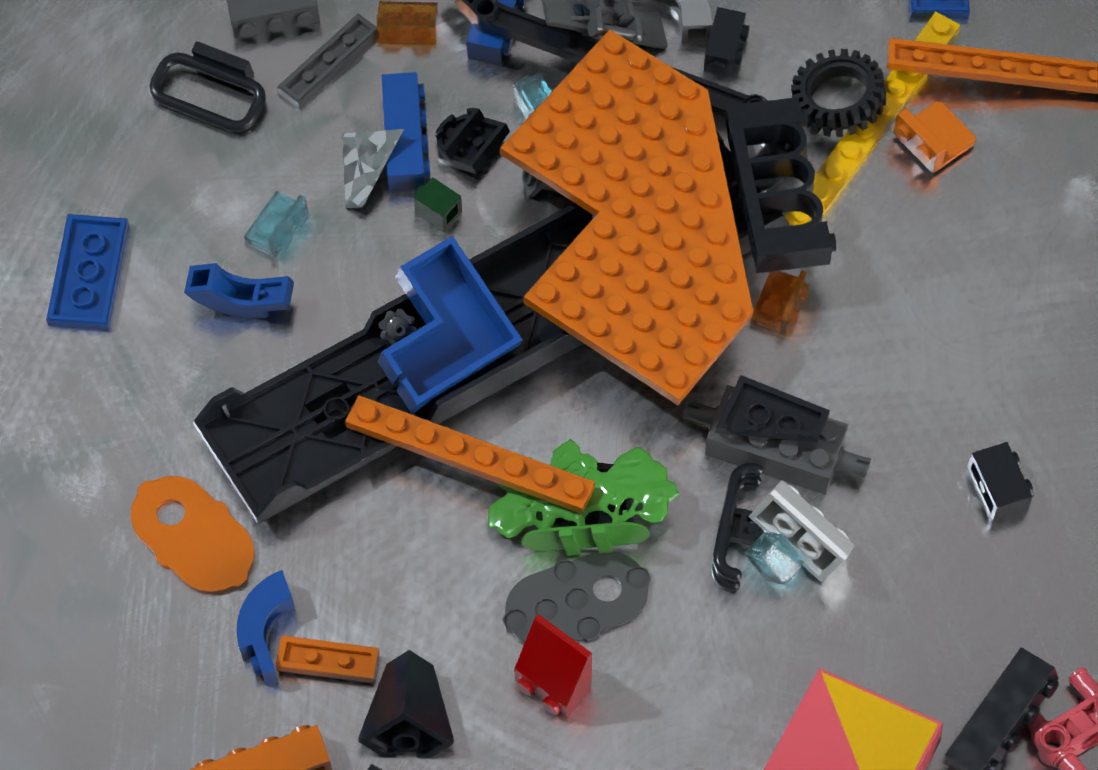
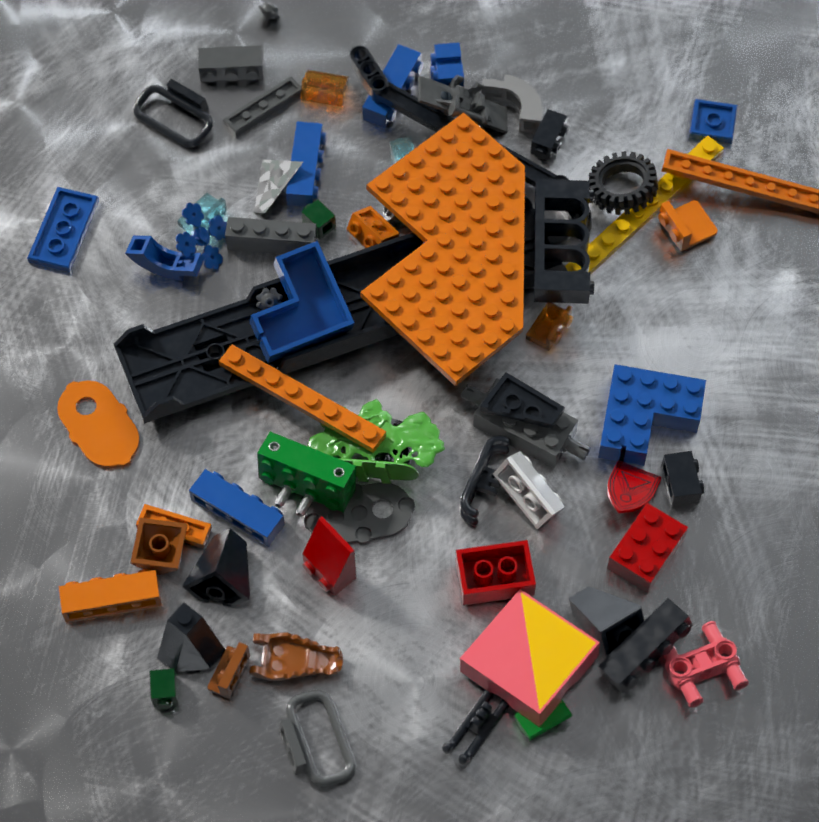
camera: 10 degrees right, 0 degrees up
(258, 613) = (130, 487): blue arch -> none
(282, 252) = (200, 236): none -> blue plant
(315, 690) = (158, 545): none -> dark orange slope
(376, 237) = (268, 235): none -> dark grey brick
(409, 618) = (237, 507): none -> blue brick
(469, 139) = (350, 176): black slope -> none
(495, 557) = (306, 473): none -> green piece
(511, 206) = (371, 227): none -> orange bracket
(774, 557) = (505, 506): clear light blue brick -> none
(779, 650) = (494, 572): none -> red brick
(927, 383) = (647, 399): none -> blue piece
(935, 504) = (631, 487): none -> red shield
(941, 687) = (605, 617): none -> black slope
(974, 583) = (647, 547): none -> red brick

